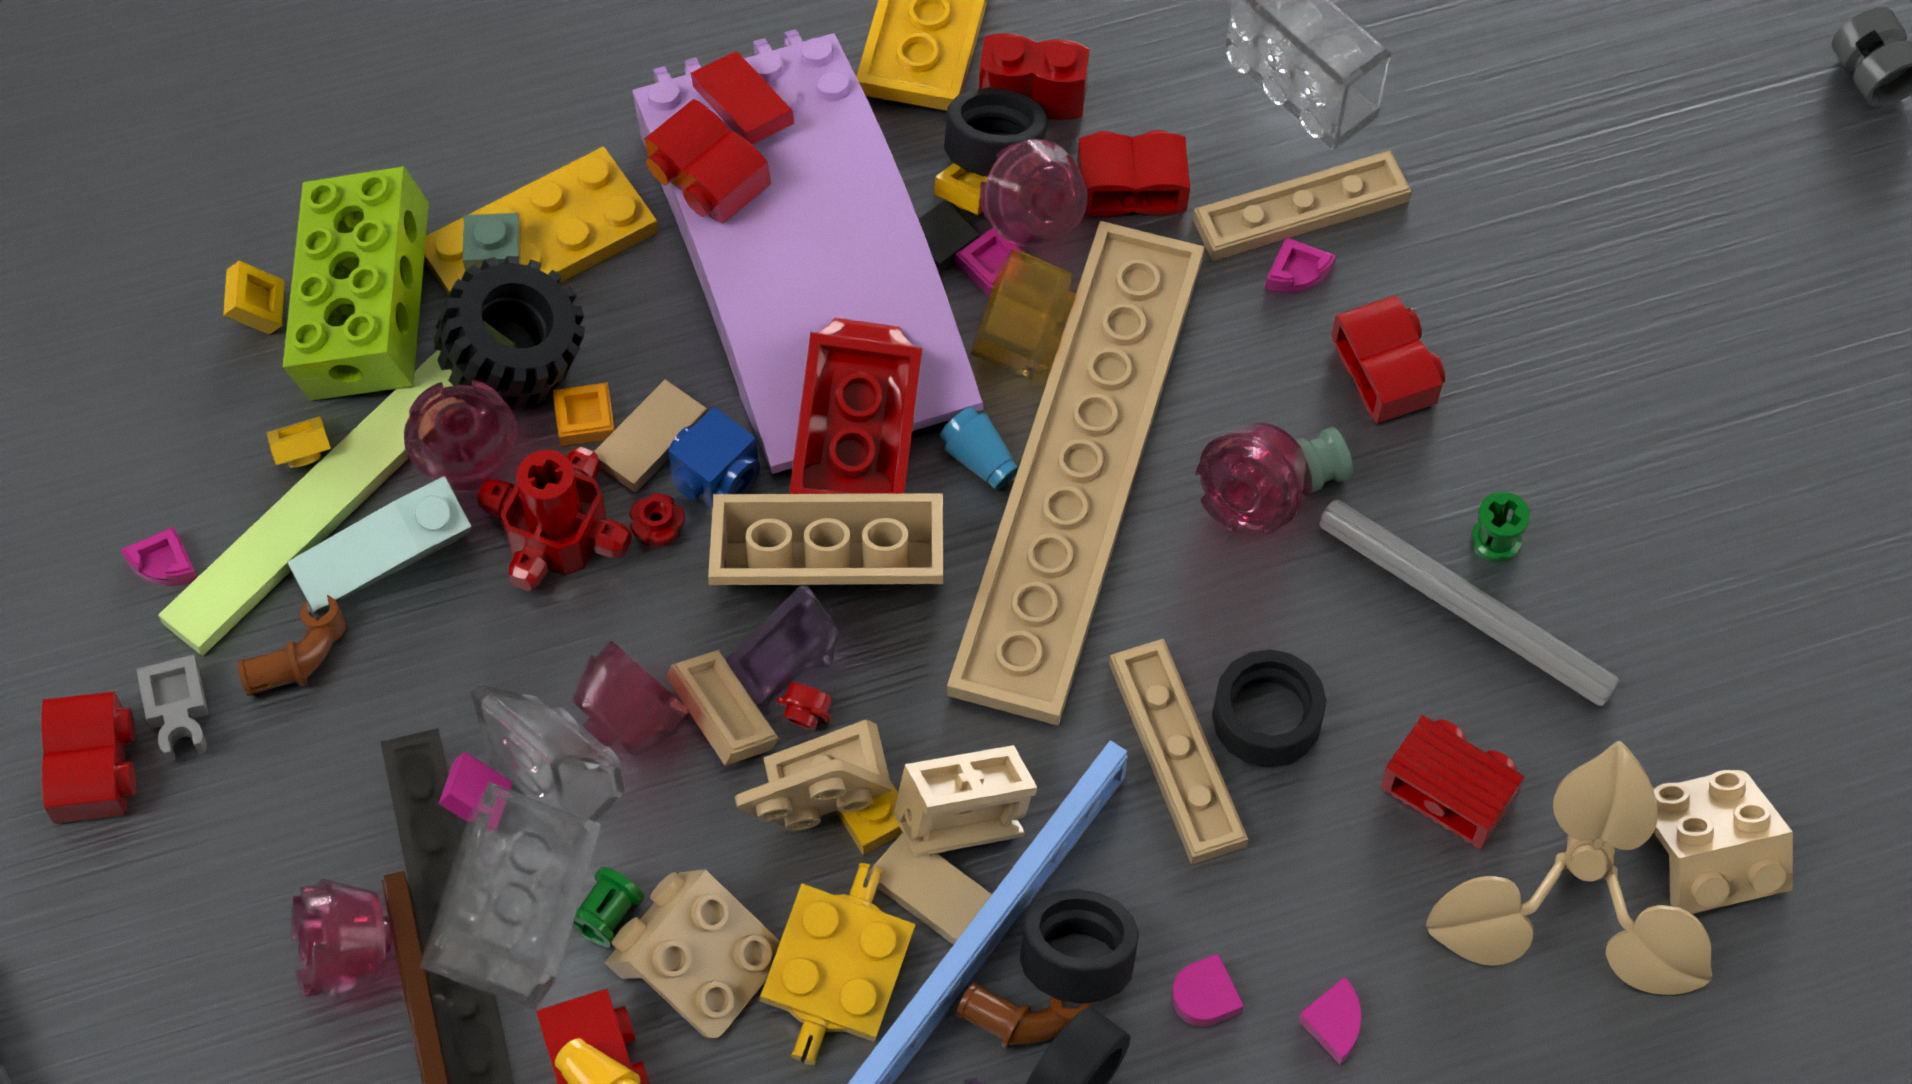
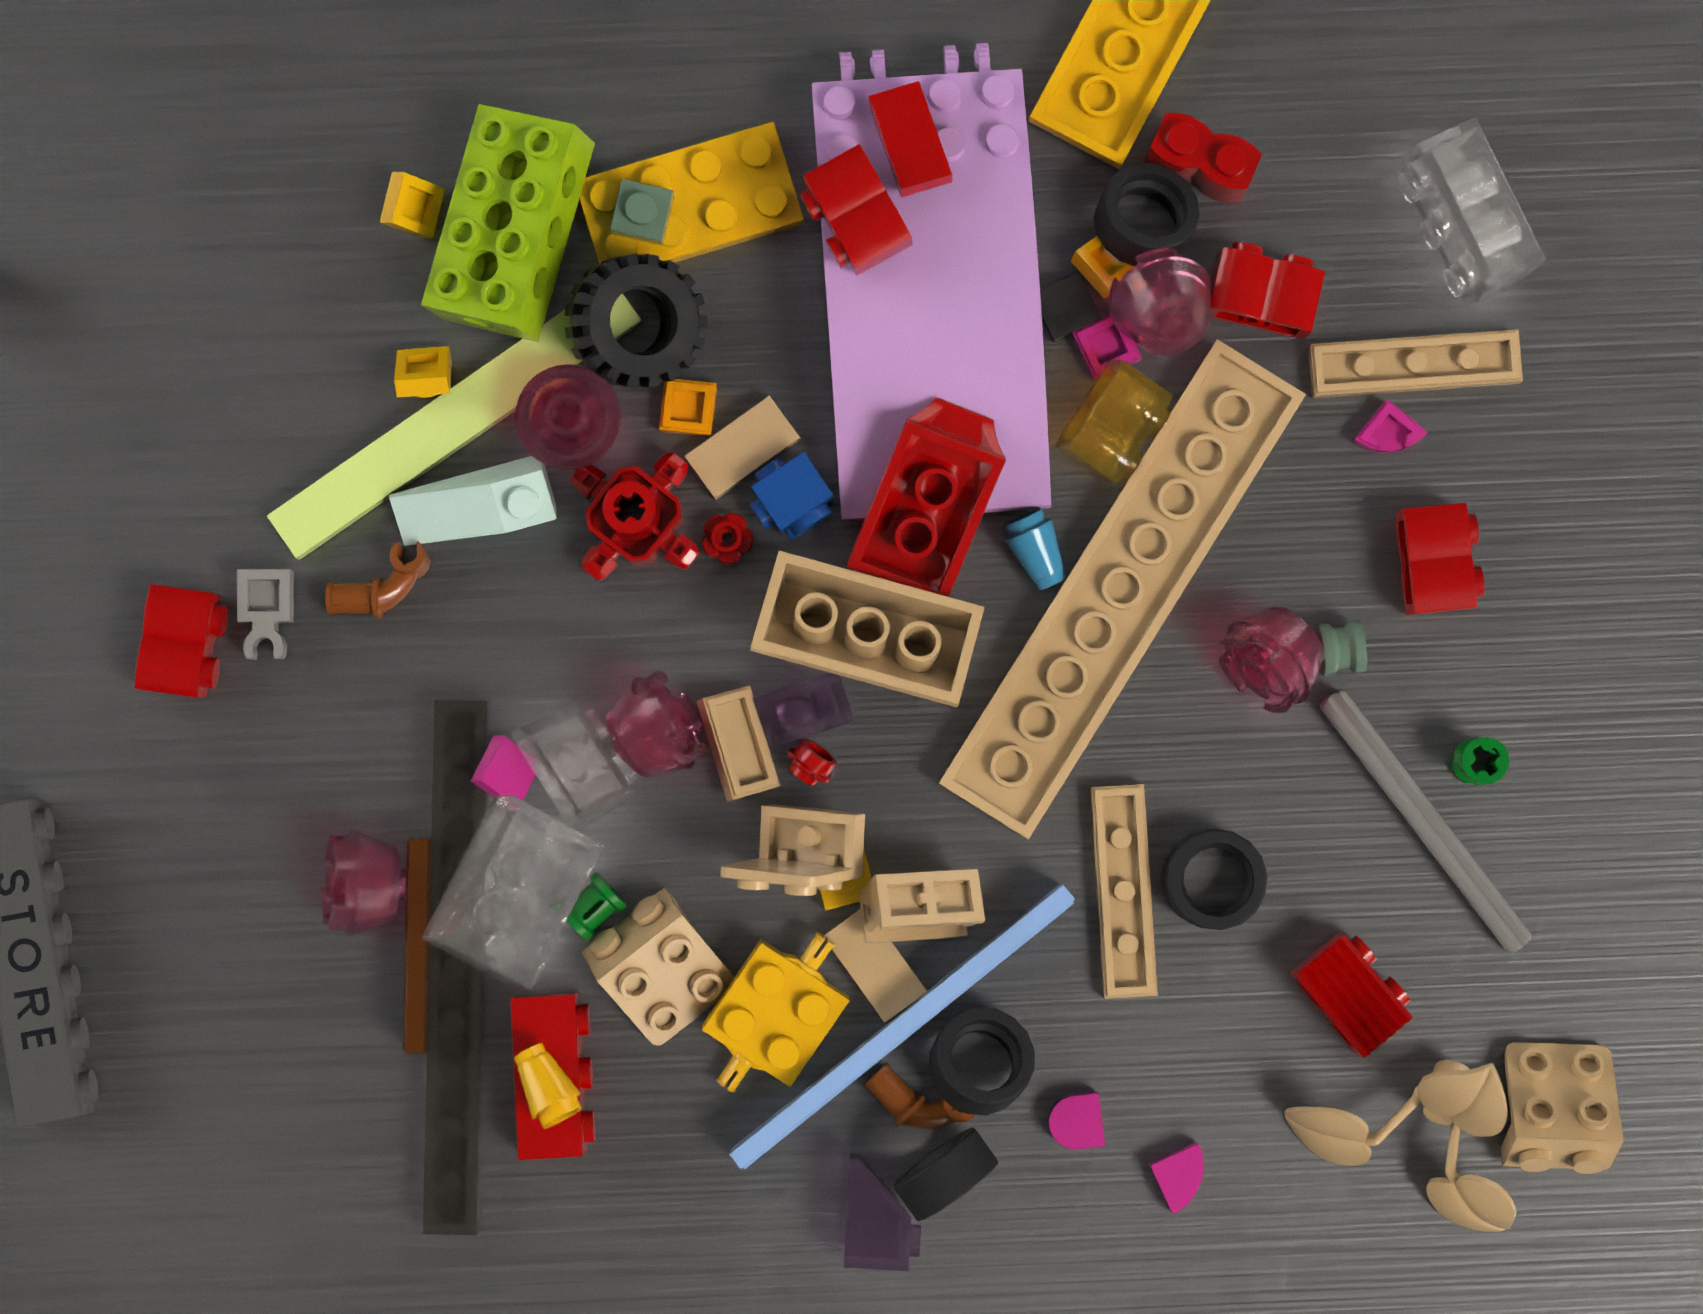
camera: 15 degrees right, 25 degrees up
(161, 558) = (280, 453): dark pink tile -> none

